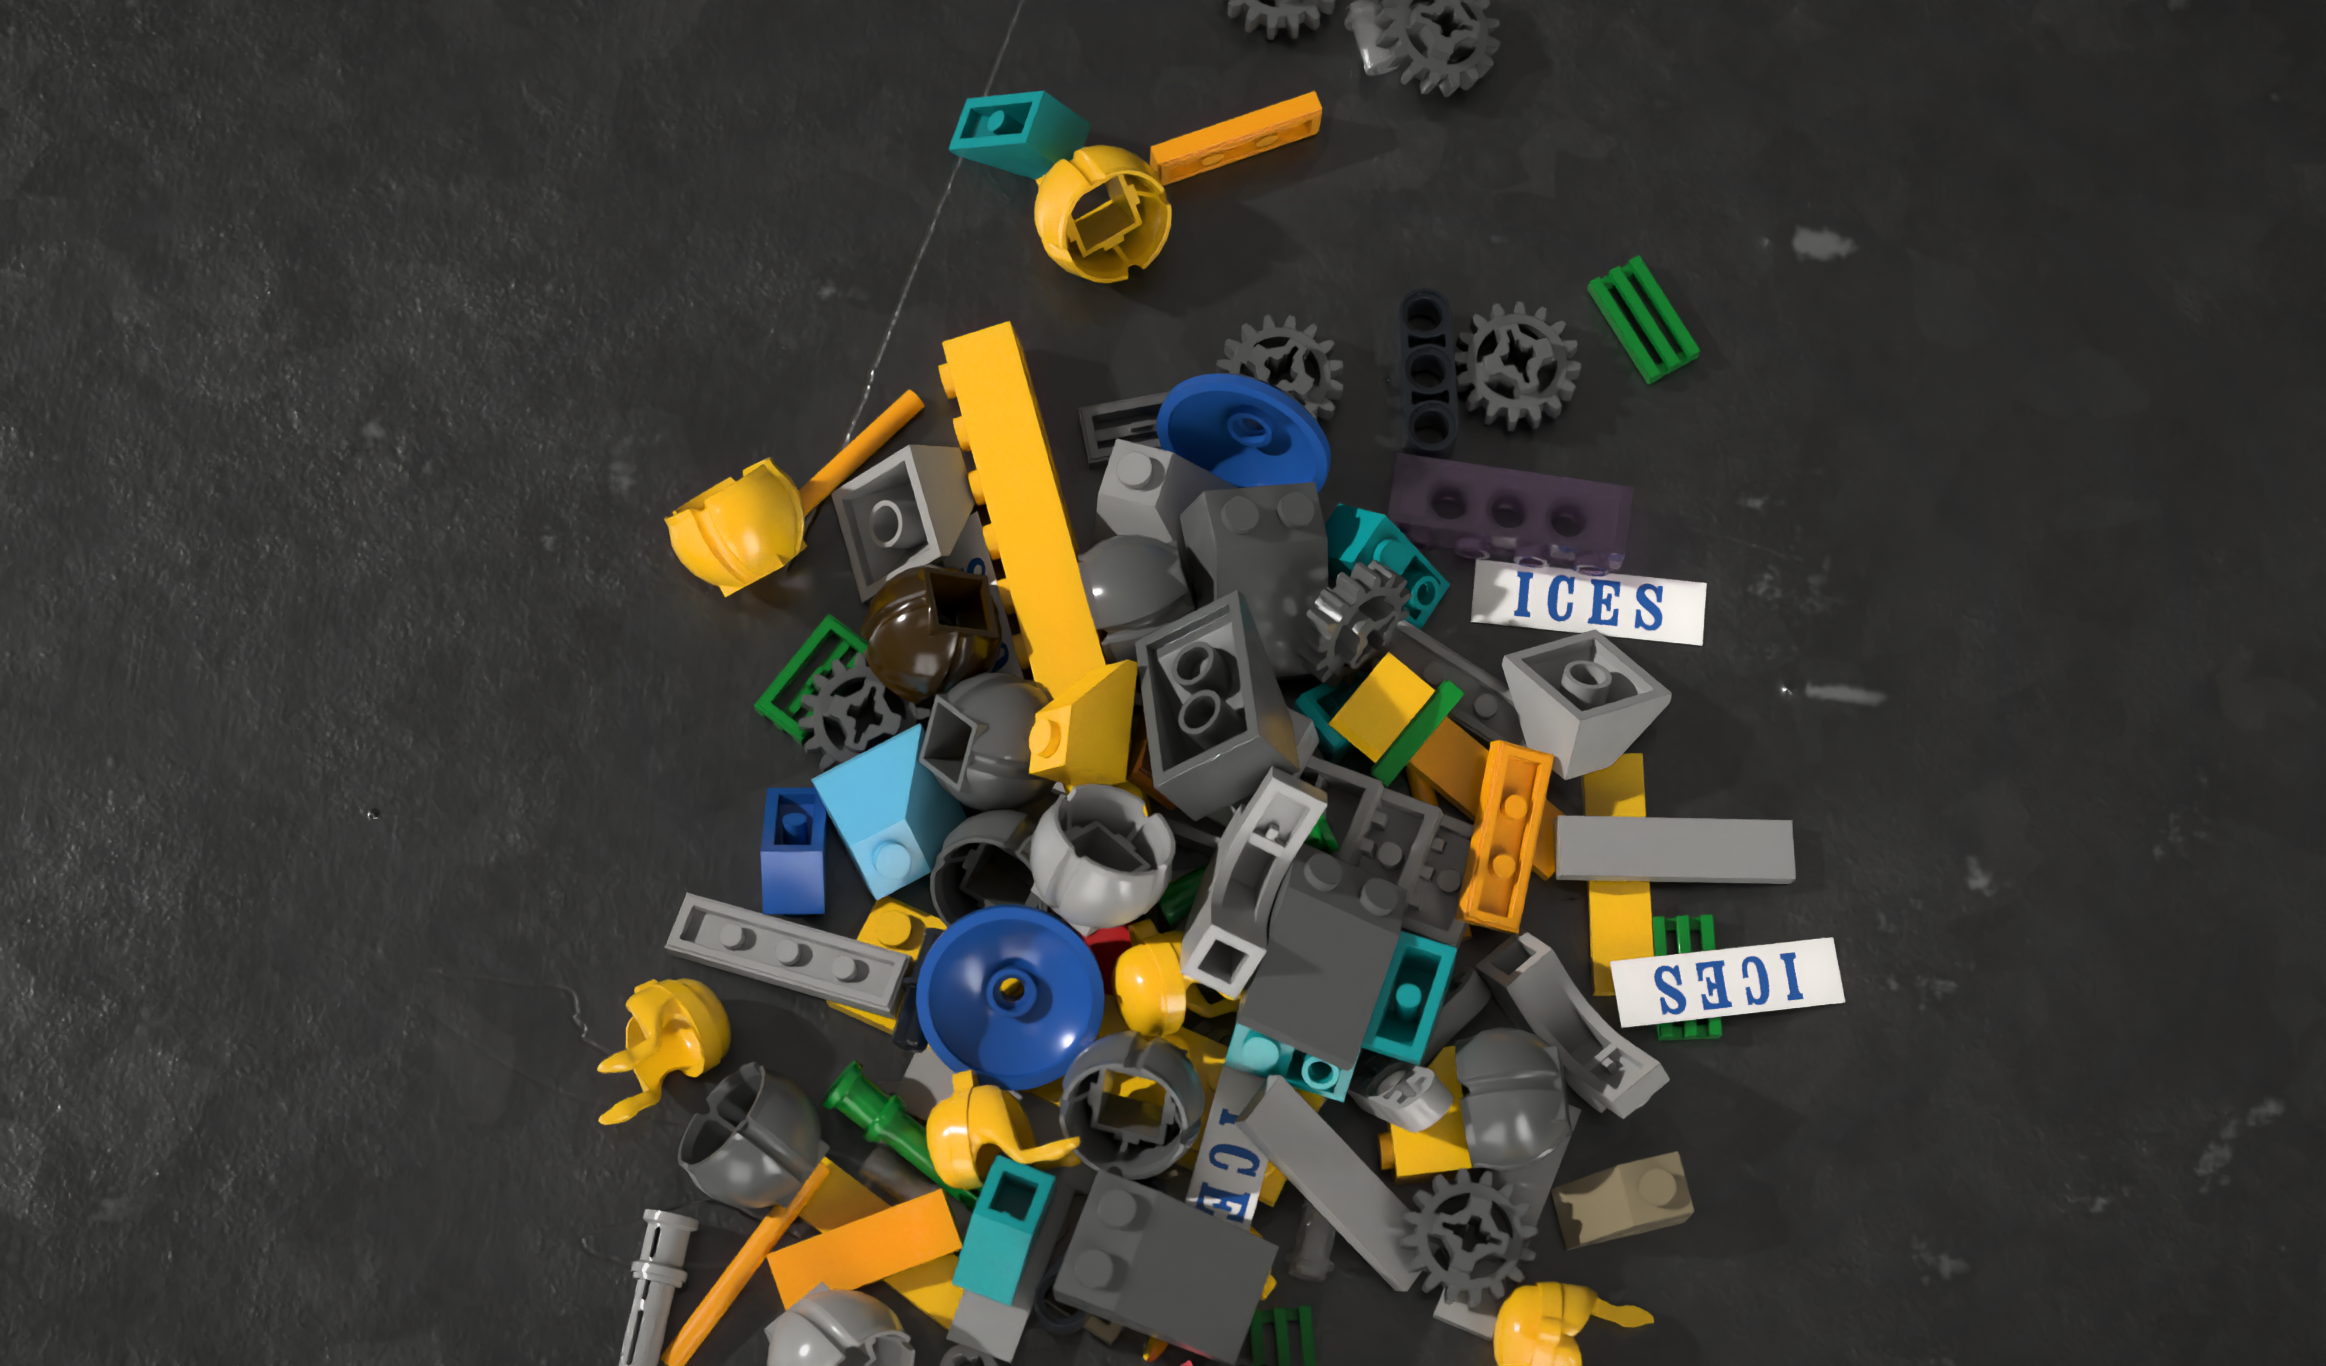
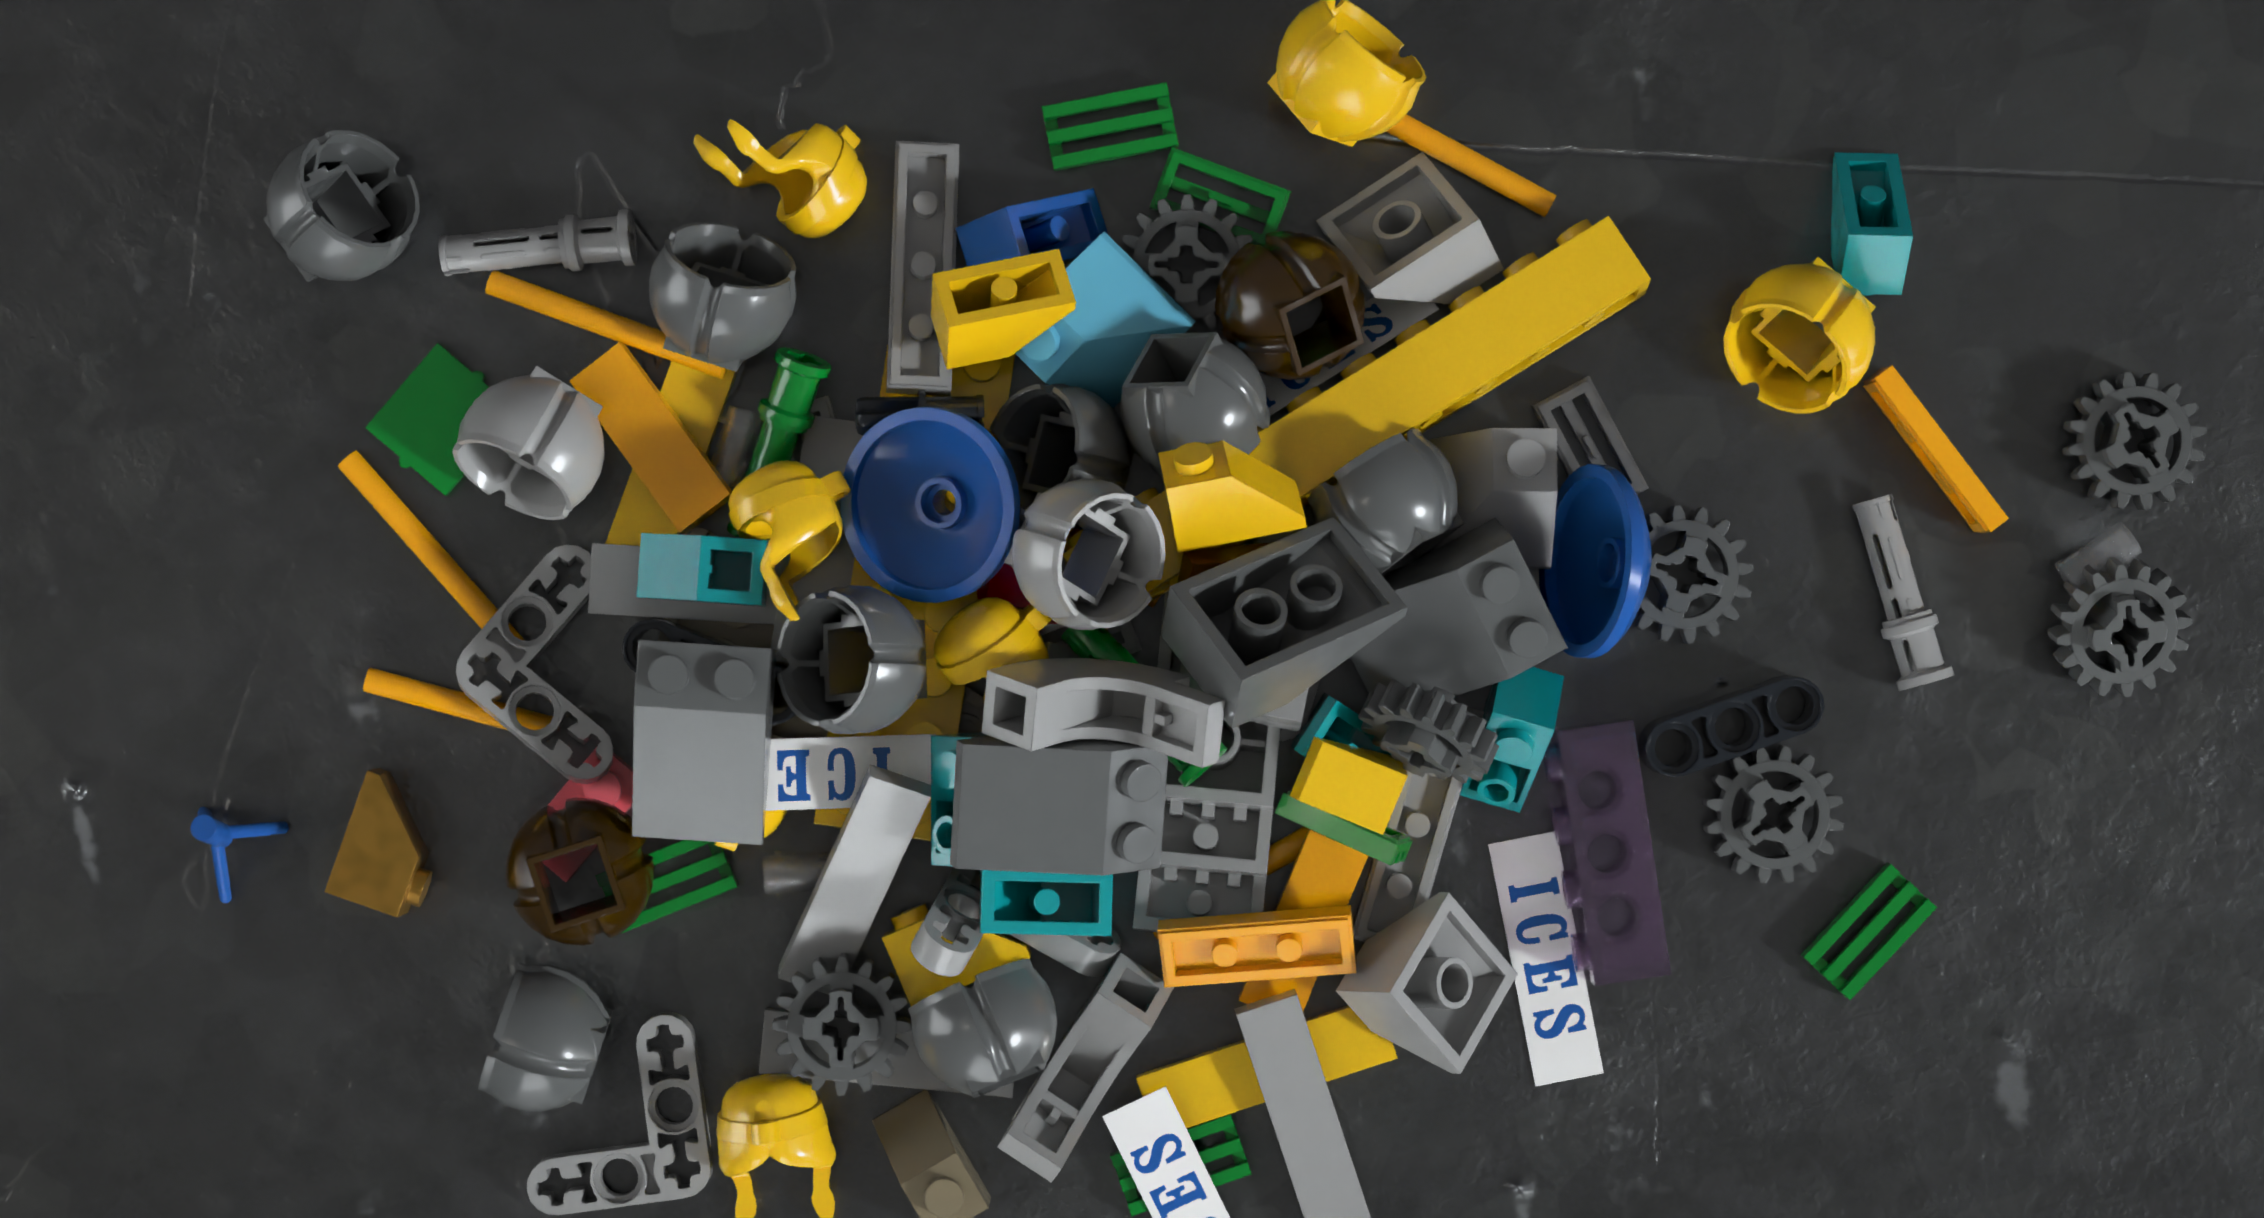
camera: 80 degrees right, 15 degrees up
(722, 706) = (1104, 102): none -> green tile
(849, 883) = (998, 306): none -> yellow slope
(1379, 205) = (1908, 623): none -> light grey pin

